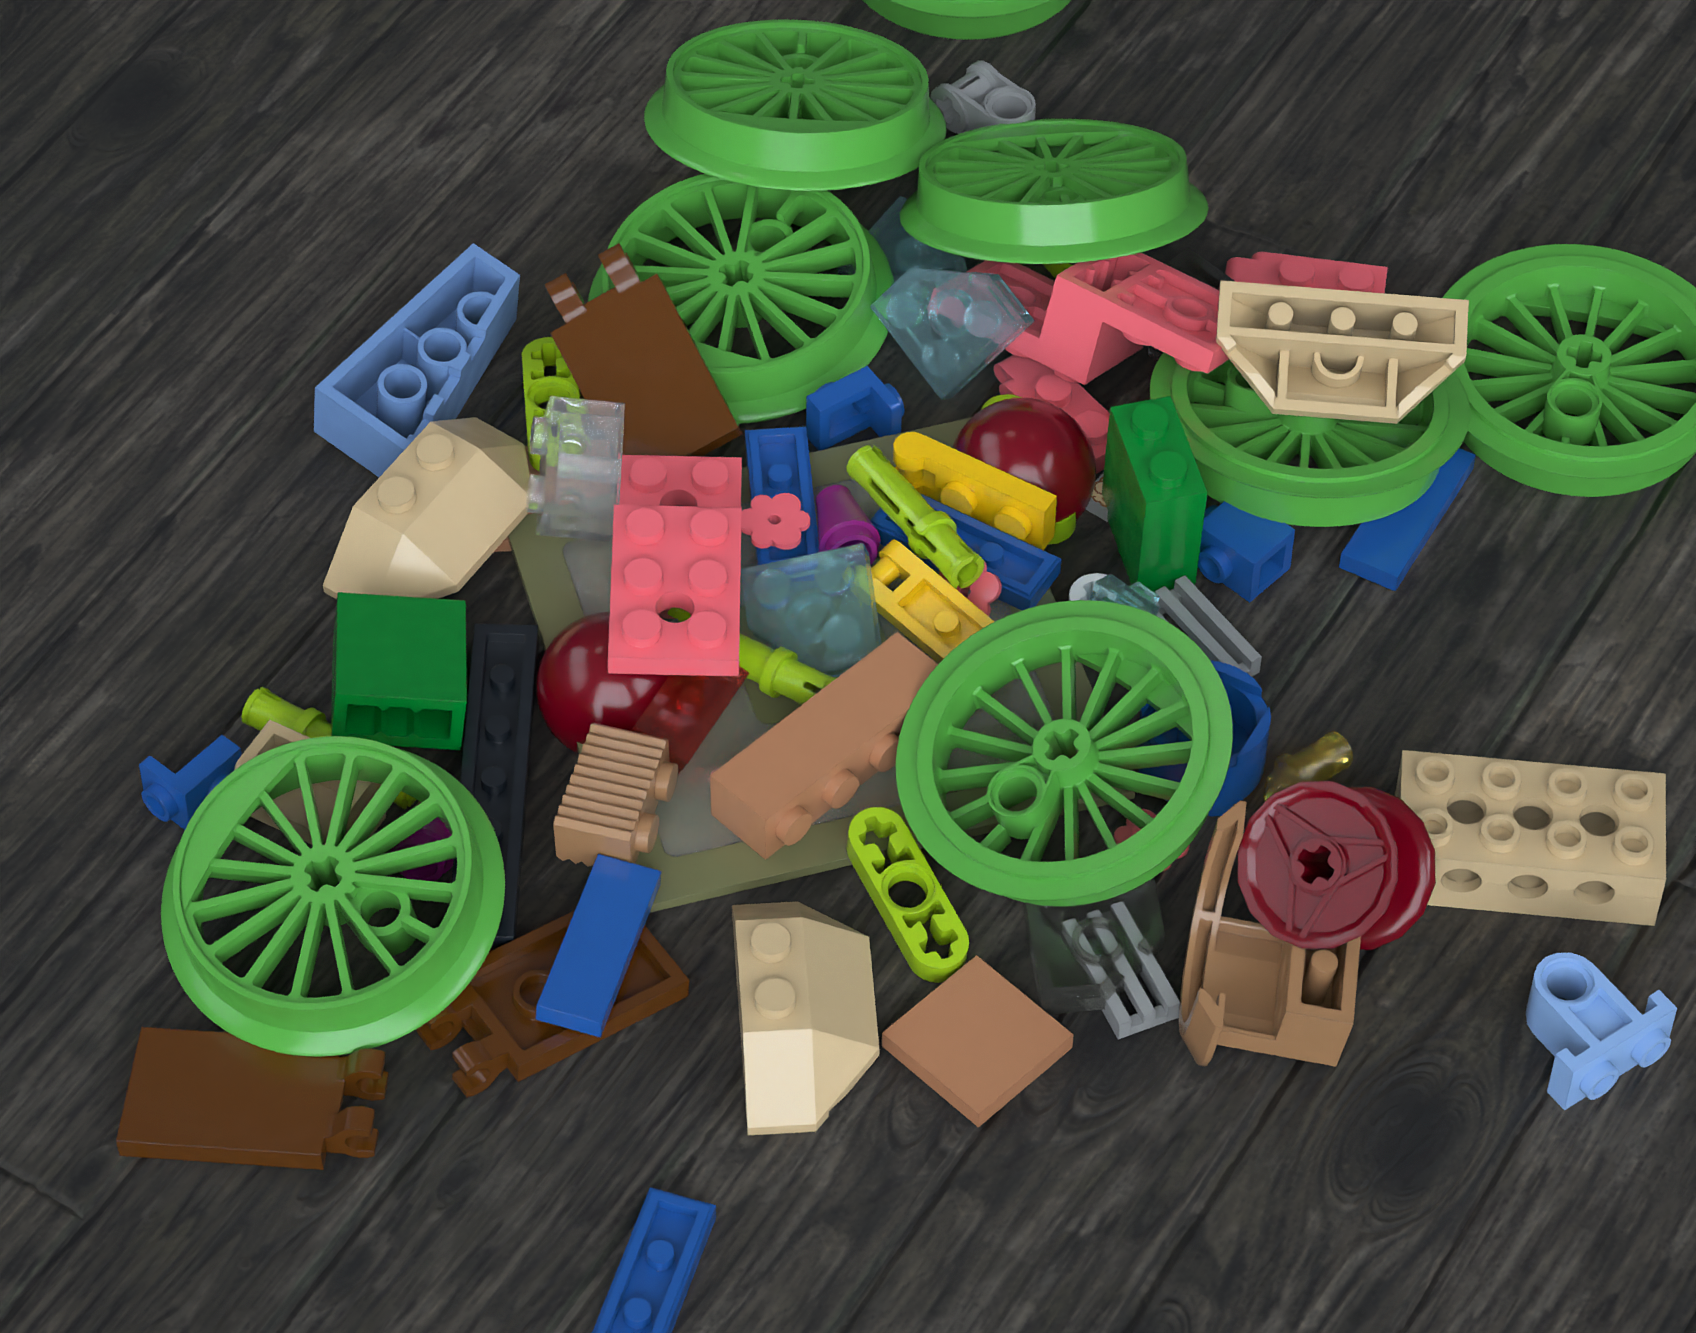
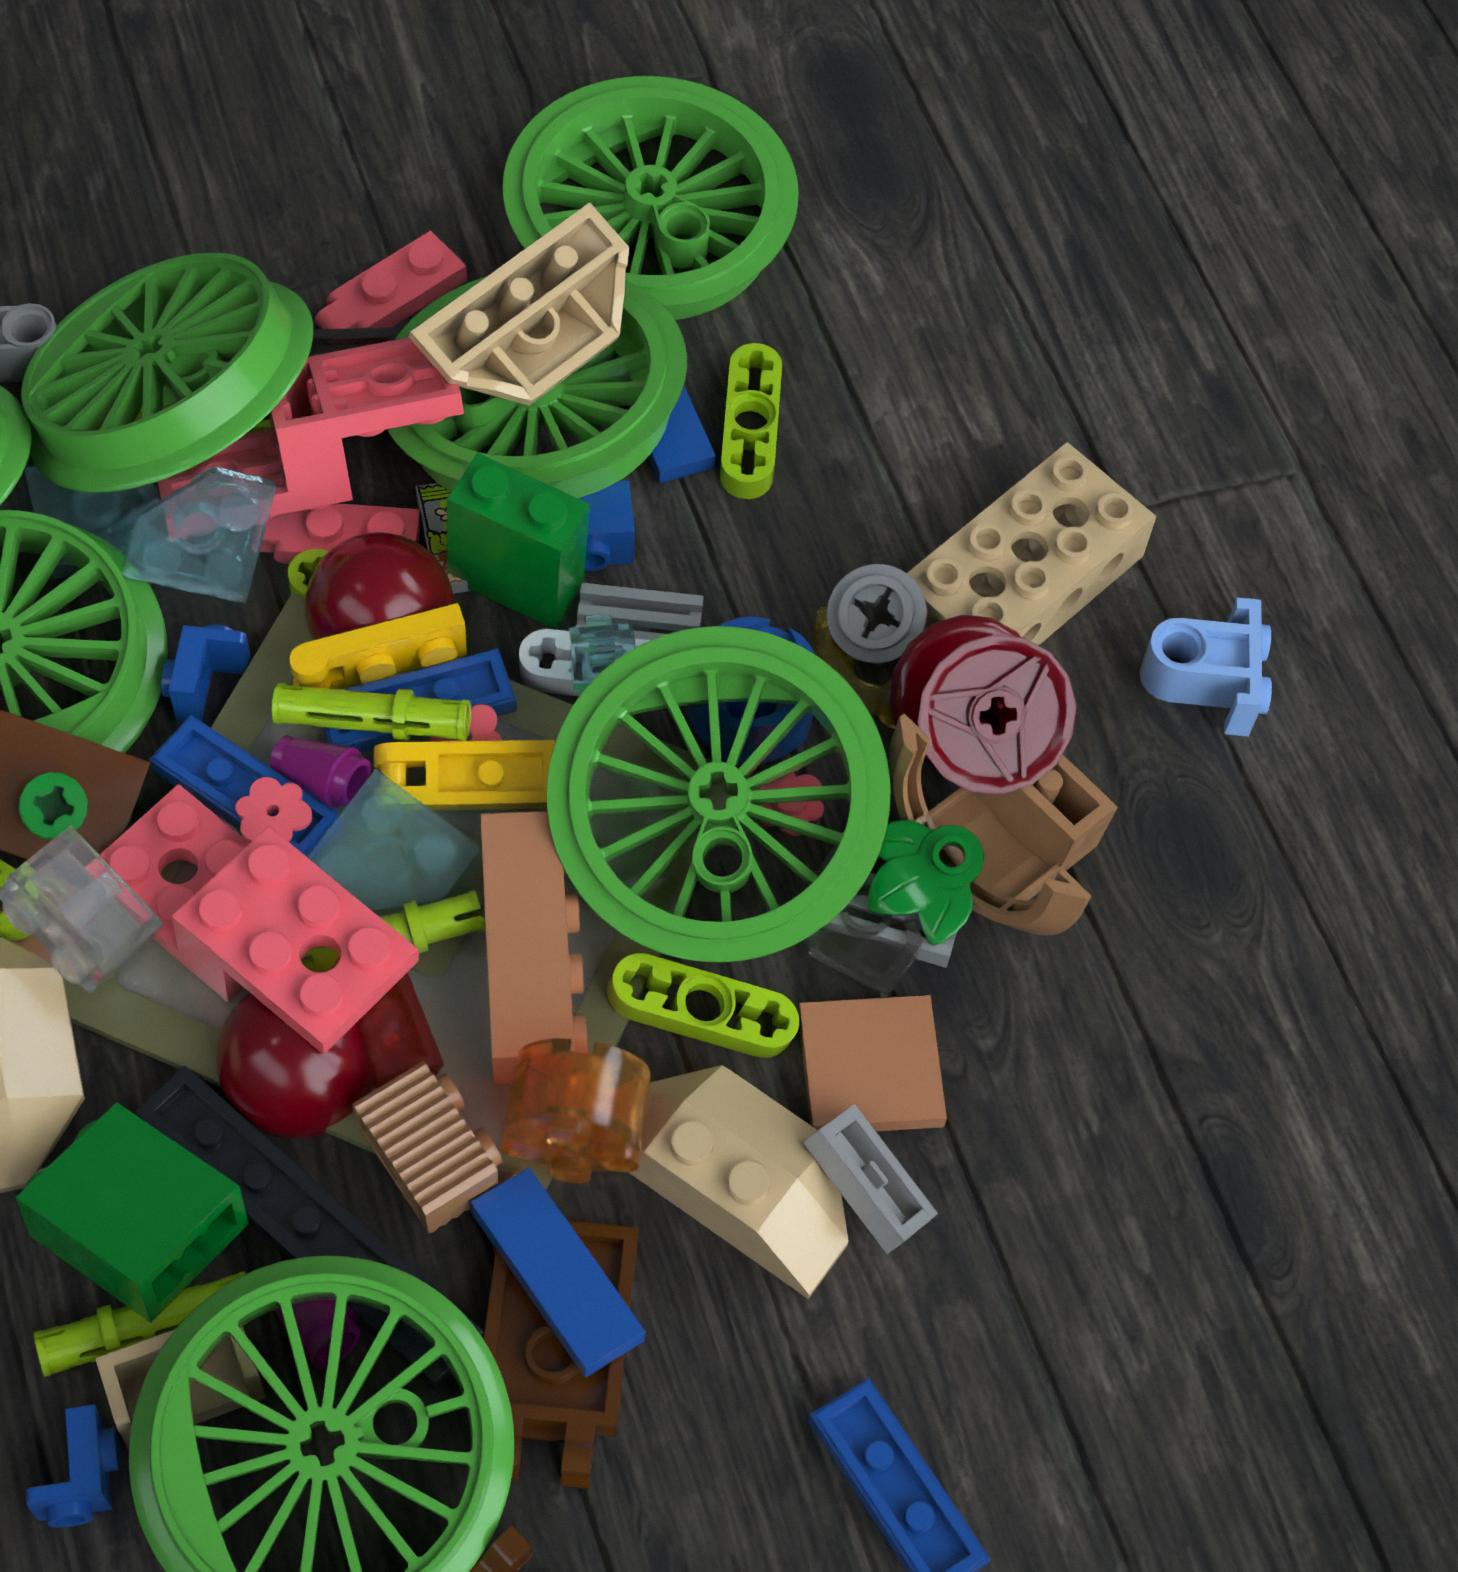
camera: 55 degrees left, 10 degrees up
(649, 405) = (50, 815): none -> green wheel
(723, 853) = (577, 1109): none -> clear orange brick
(861, 1084) = (870, 1178): none -> light grey tile
(1154, 950) = (919, 881): none -> green plate
(1371, 734) = (869, 586): none -> light grey gear
(1450, 602) = (759, 440): none -> lime beam

